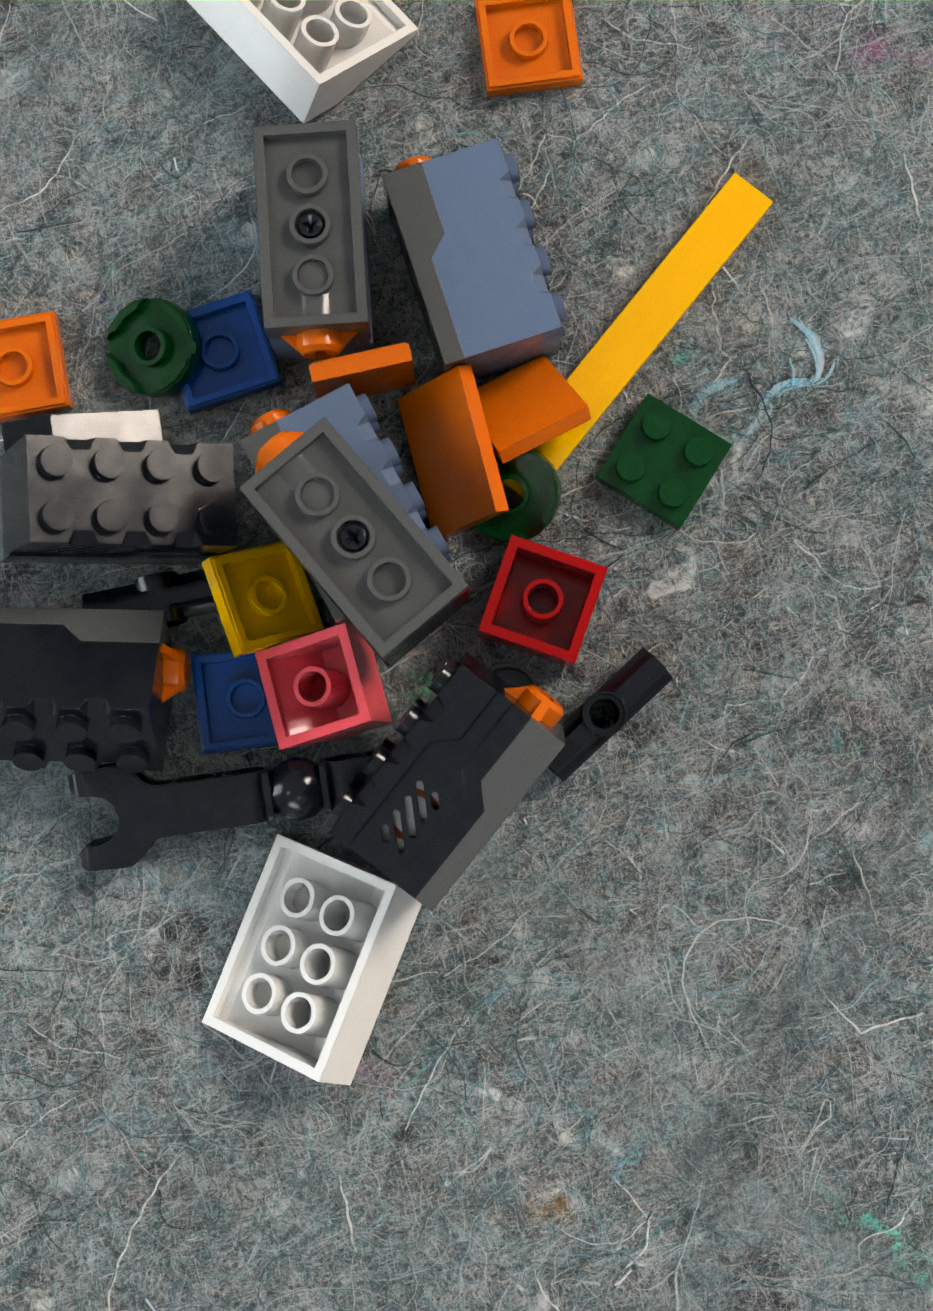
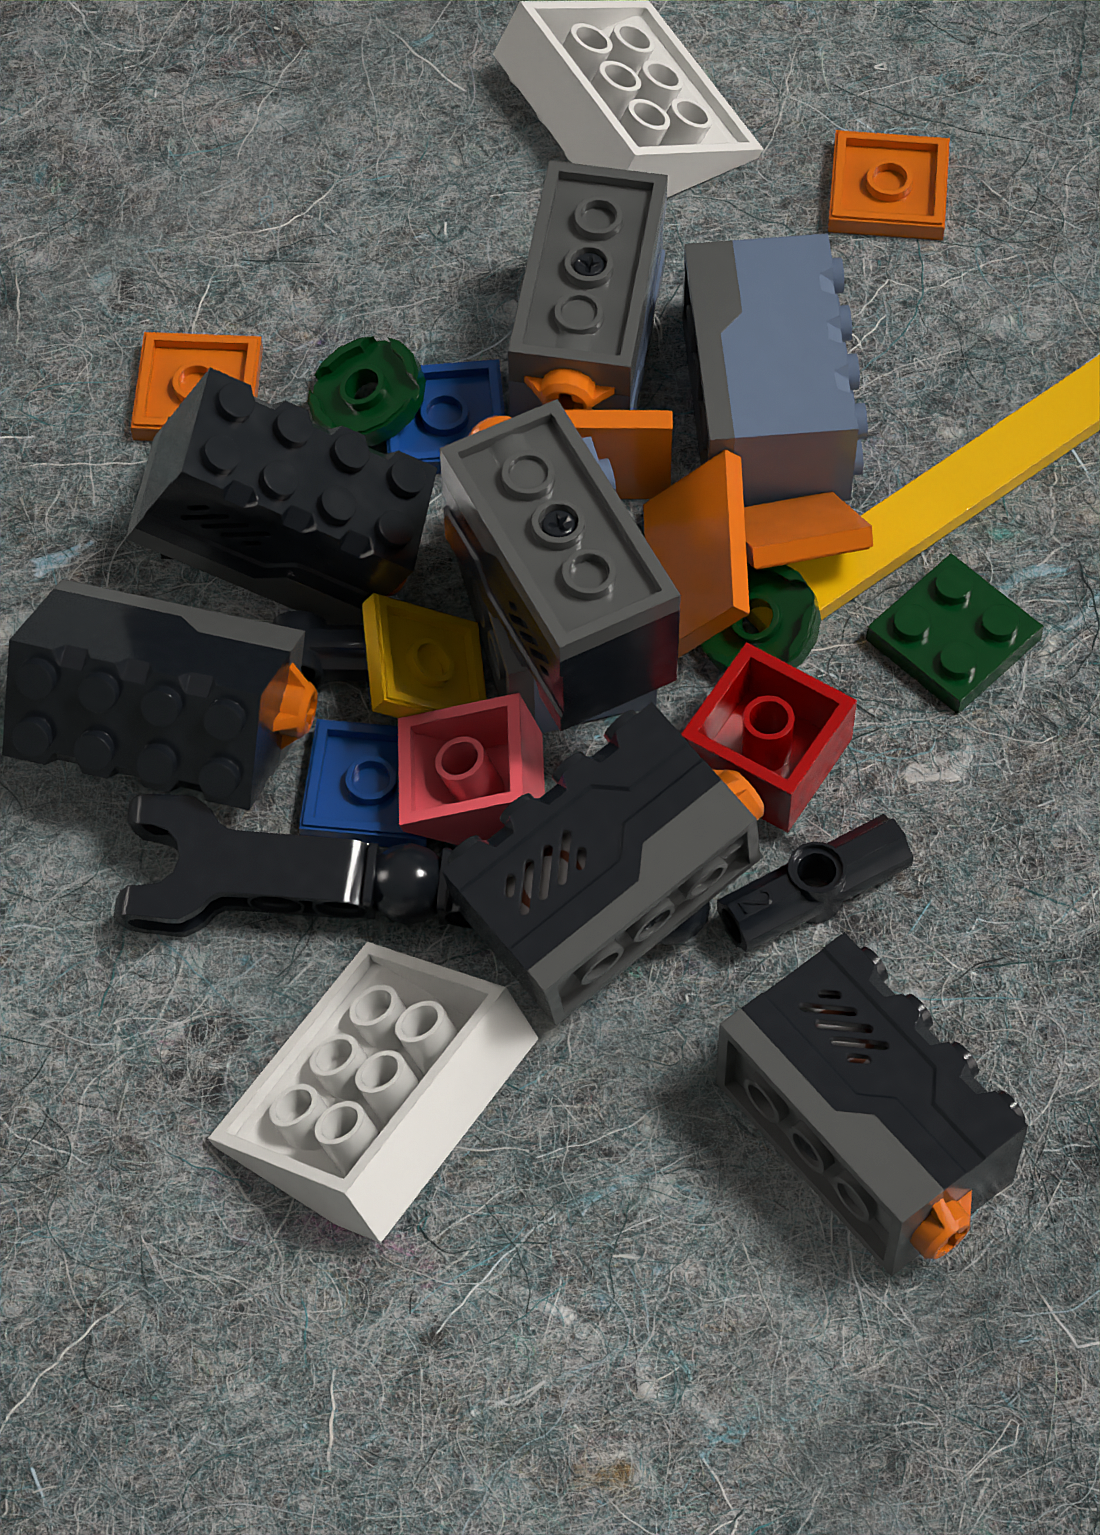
camera: 10 degrees right, 25 degrees down
(689, 902) = (870, 1104): none -> piece

